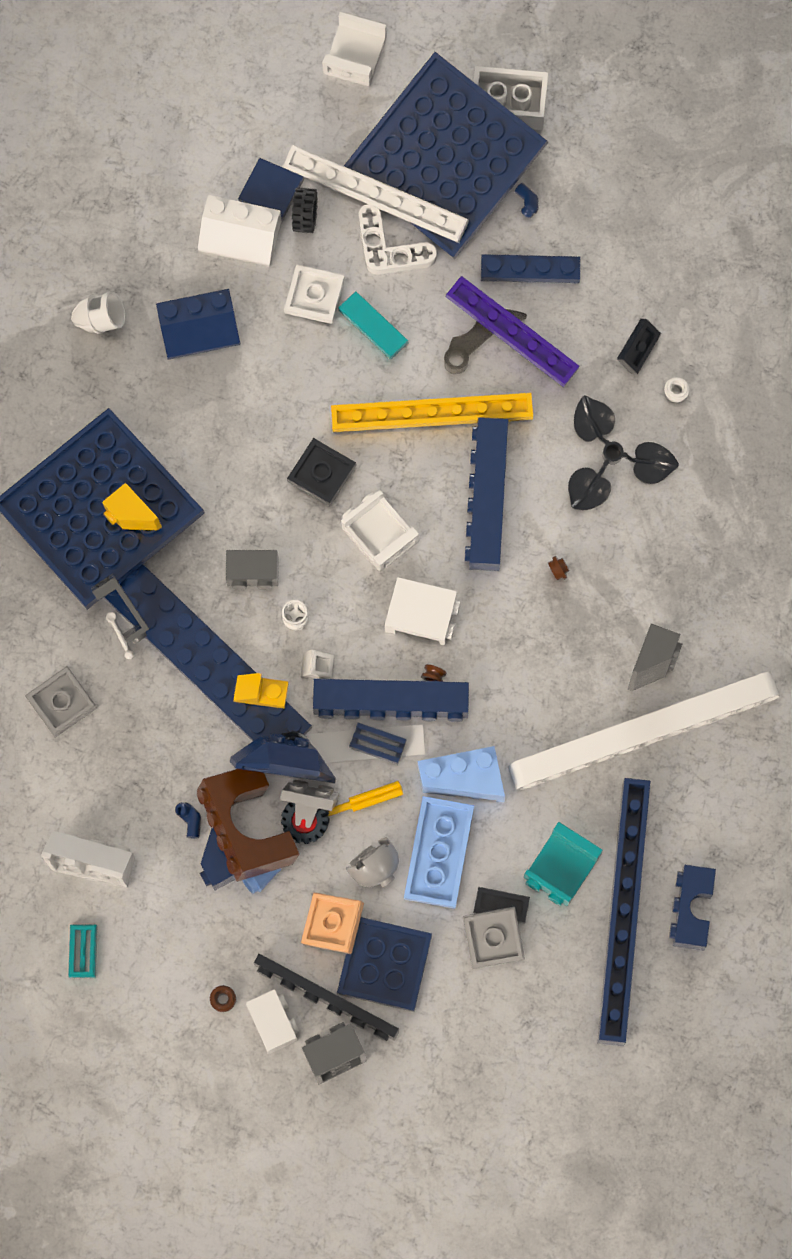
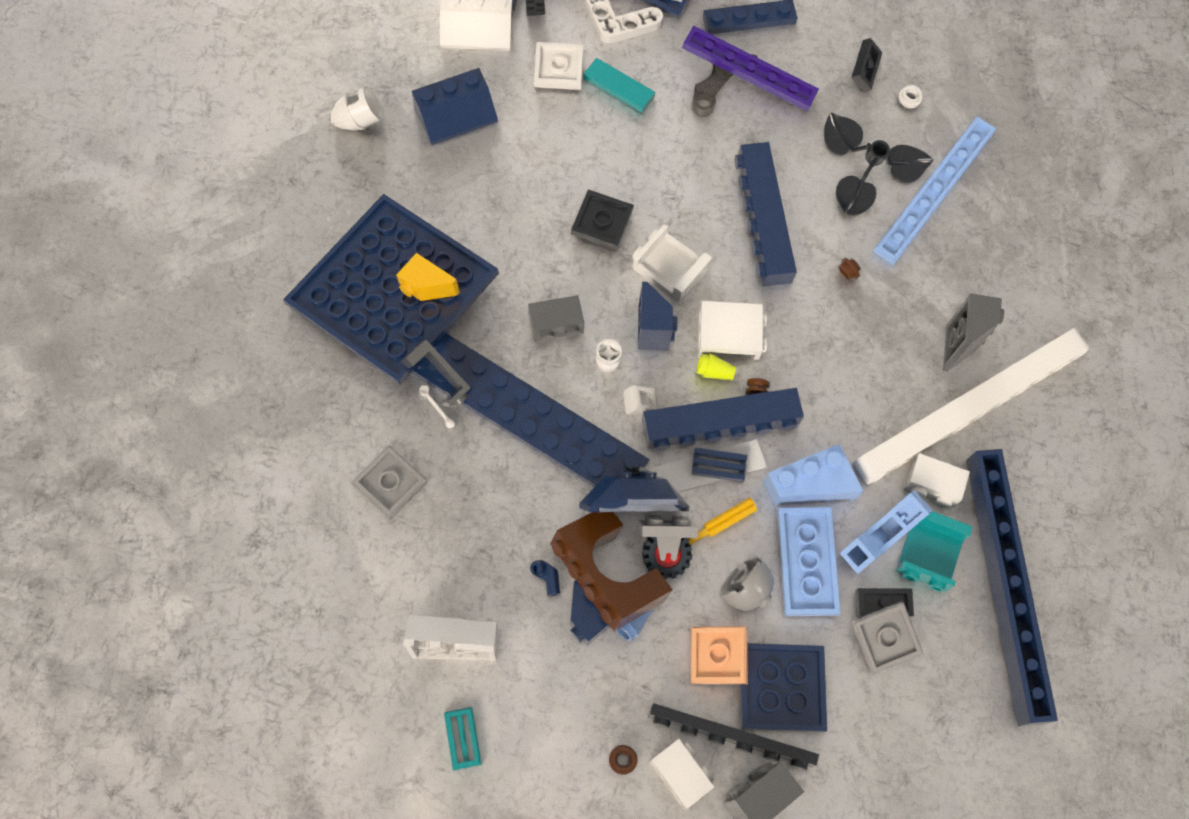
camera: 20 degrees left, 5 degrees down
(261, 691) = (592, 433): yellow slope -> none
(345, 590) = (655, 320): none -> dark blue slope
(396, 646) = (715, 368): none -> neon yellow cone
(430, 412) = (690, 150): yellow plate -> none
(516, 841) = (886, 532): none -> light blue arch
(584, 799) = (936, 480): none -> white brick
(674, 497) = (934, 191): none -> light blue tile
(688, 930) = (1071, 589): dark blue arch -> none

